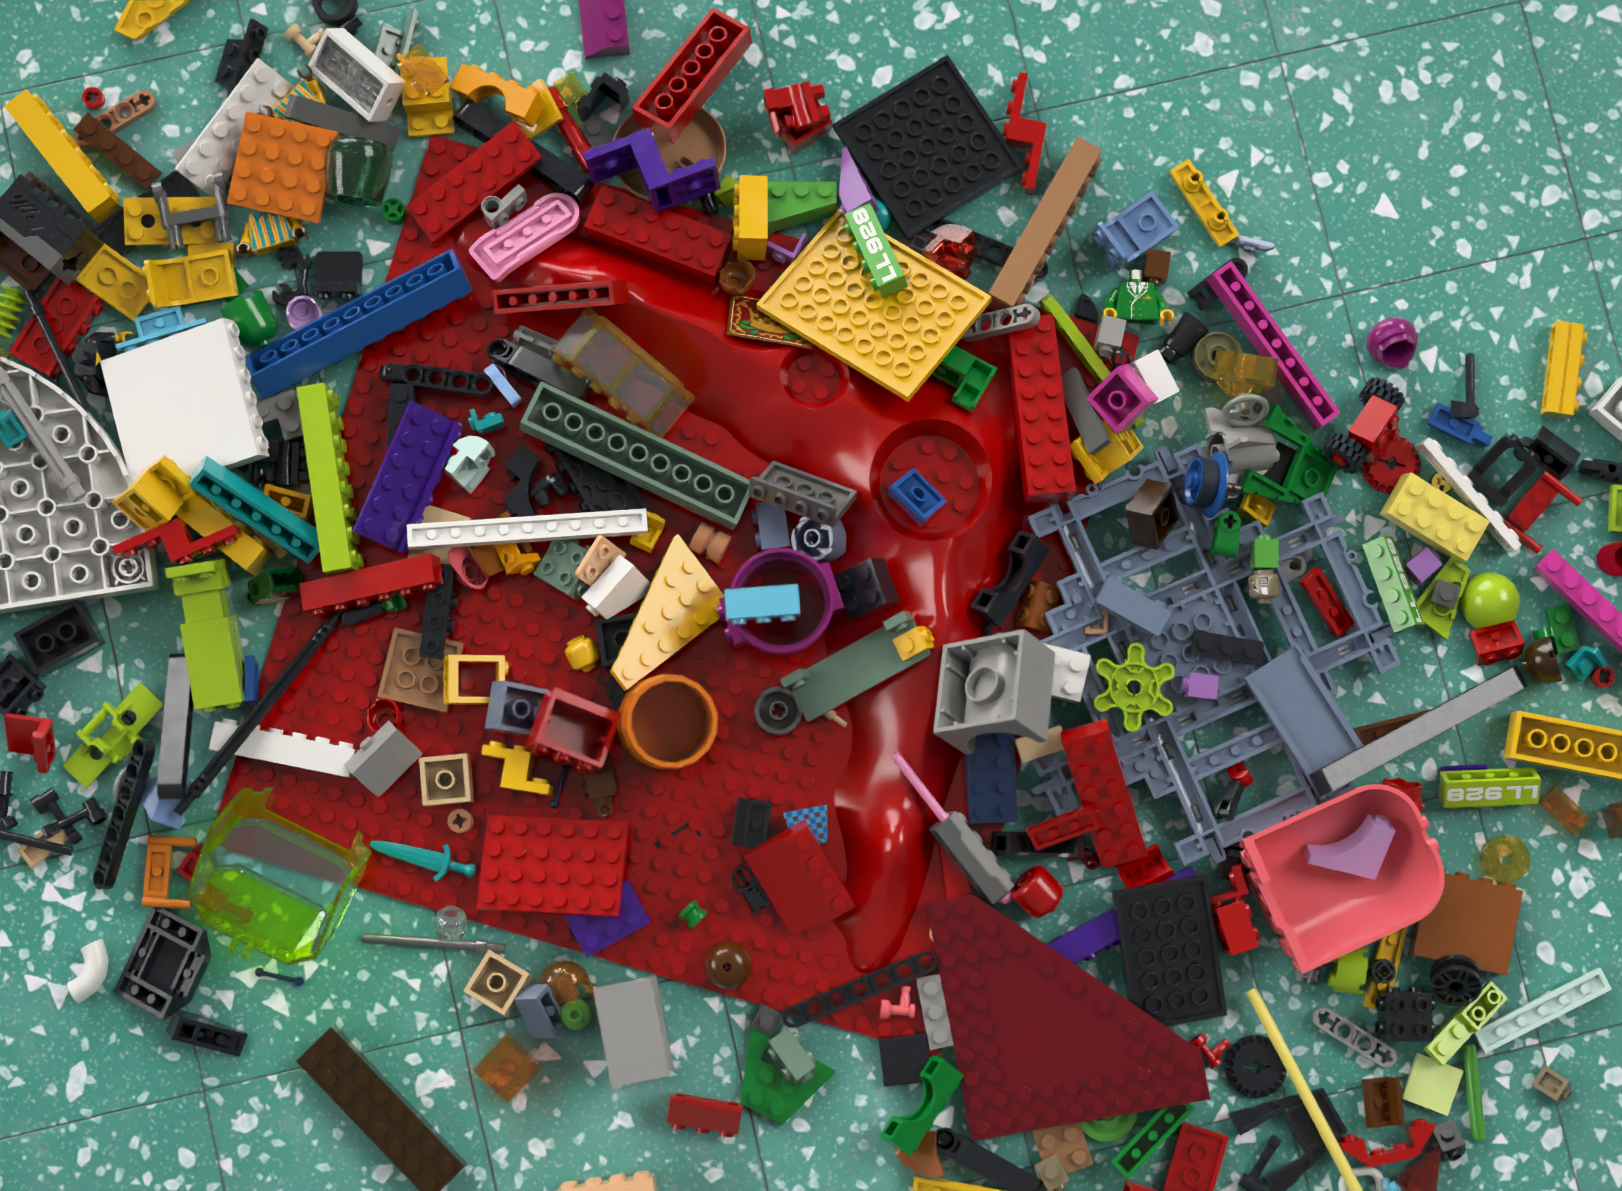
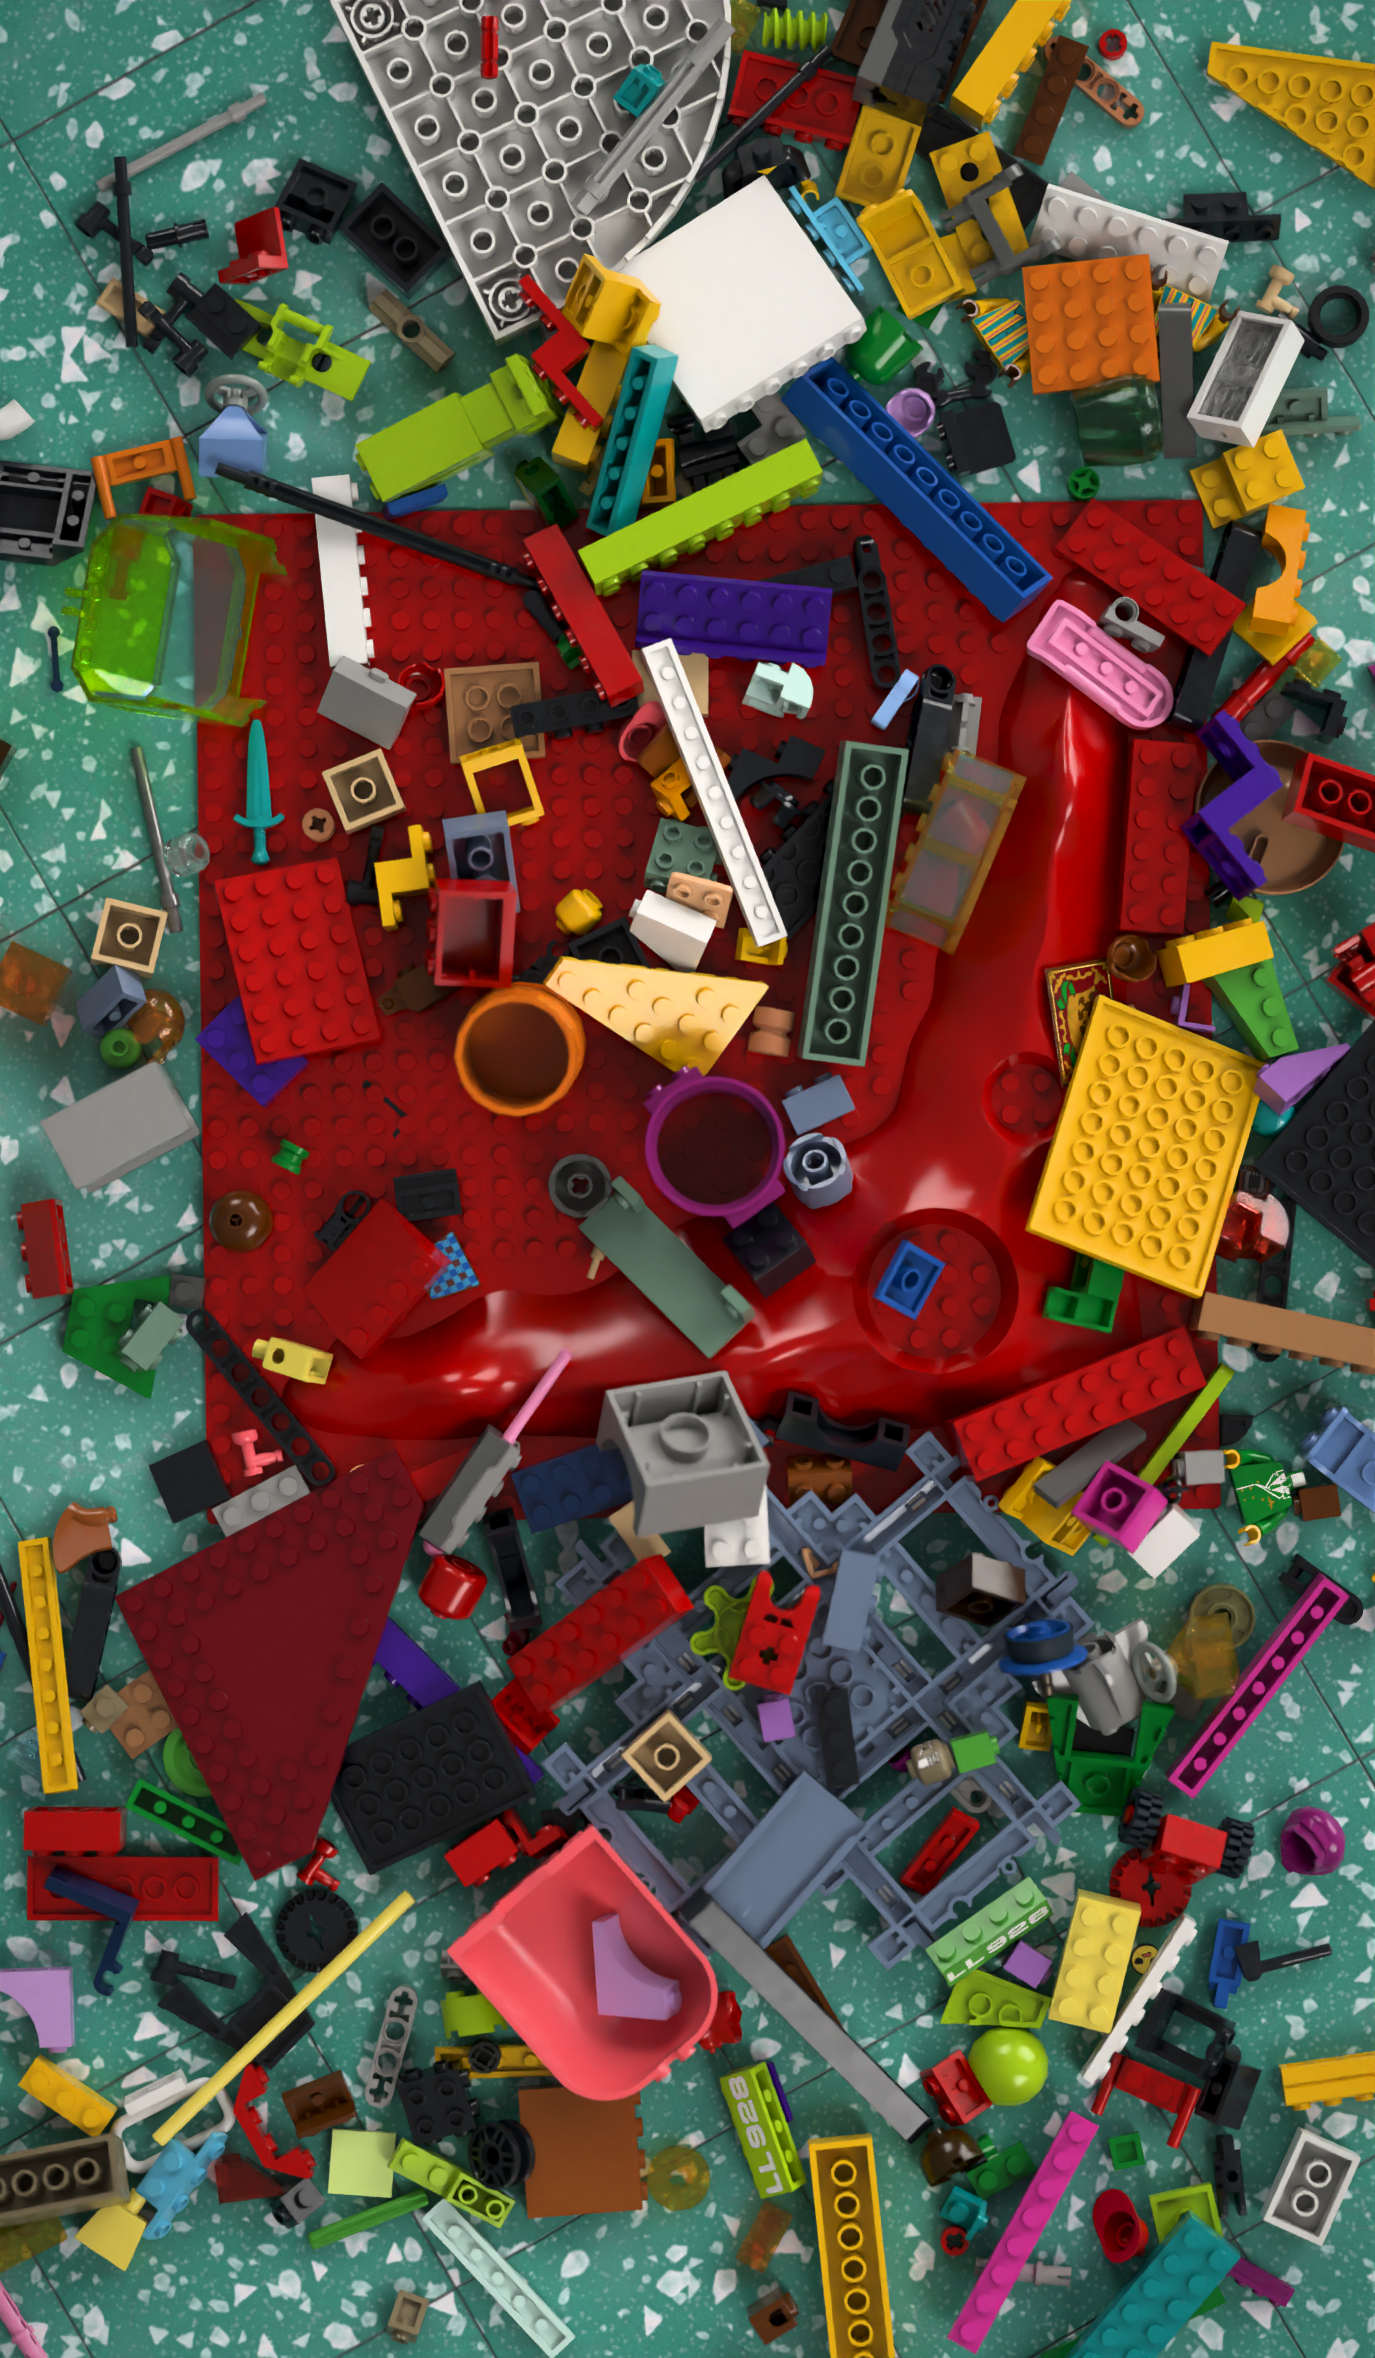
camera: 75 degrees right, 5 degrees up
(75, 779) = (223, 321): none -> black plate
(115, 653) = (398, 317): none -> dark tan piece
(124, 814) = (207, 405): black beam -> none
(175, 731) = (322, 429): beam -> none
(422, 69) = (1275, 464): clear yellow bracket -> none
(488, 424) = (841, 699): teal bracket -> none
(518, 802) = (364, 891): none -> black brick
(555, 803) = (377, 937): dark blue hinge -> none
(560, 296) = (1028, 739): red brick -> none
(762, 604) = (700, 1123): medium azure brick -> none
(802, 493) = (868, 1130): dark grey bracket -> none
(844, 951) = (293, 1359): none -> light yellow torso
(876, 251) = (1218, 1128): brick -> none
(913, 642) = (717, 1332): yellow bracket -> none
(939, 1083) = (172, 1533): green arch -> none
(997, 317) = (1171, 1315): light grey beam -> none
(1064, 827) = (541, 1595): red tile -> none
(1135, 669) = (775, 1627): none -> red brick
(1182, 338) = (1231, 1564): black plant -> none
(1205, 772) = (666, 1755): none -> tan brick
(1226, 540) = (976, 1694): green piece -> none
(1257, 610) = (898, 1761): none -> magenta hinge
(1445, 594) = (997, 2003): dark grey plate -> none
(1572, 537) = (1126, 2150): none -> green plate

